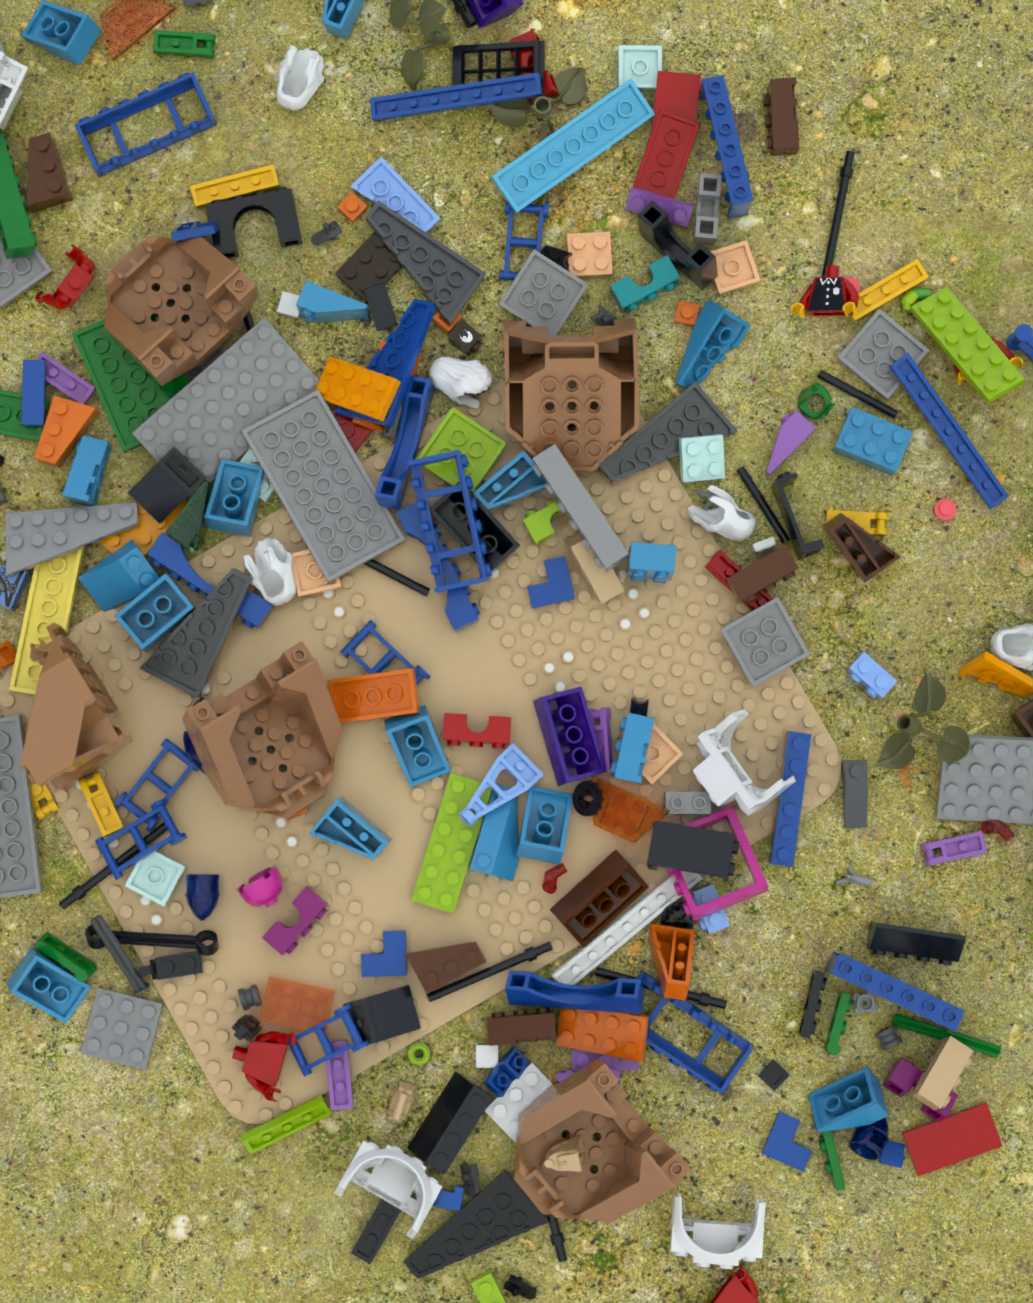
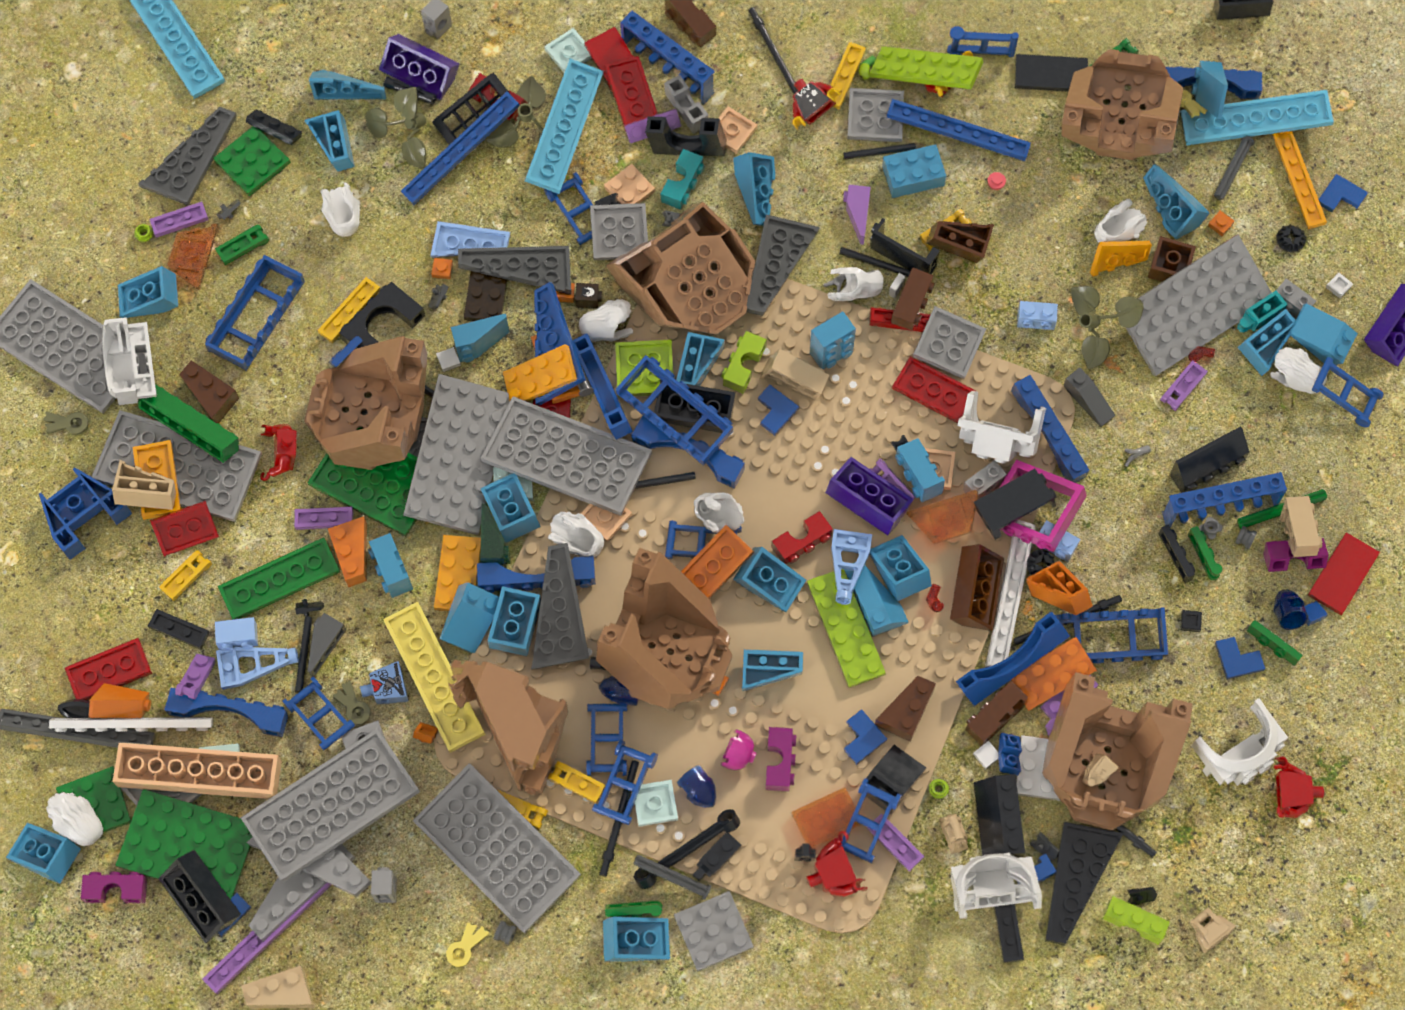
camera: 35 degrees left, 15 degrees down
(34, 392) = (311, 539): blue tile -> none
(52, 533) = (400, 620): light grey wing -> none
(167, 484) = (456, 528): black slope -> none
(249, 997) = (789, 835): dark grey wheel -> none
(286, 1124) = (885, 907): lime plate -> none
(380, 306) = (515, 316): black tile -> none
(415, 649) = (718, 510): none -> white hair
(530, 954) = (960, 662): black bar -> none
(580, 508) = (758, 336): light grey brick -> none
(585, 789) = (907, 526): black gear -> none
(686, 313) = (725, 179): orange plate -> none
(701, 458) = (810, 259): light aqua plate -> none
(714, 675) = (932, 389): none -> red tile
(803, 398) = (845, 175): green piece -> none
(849, 1102) = (1256, 596): dark azure slope -> none

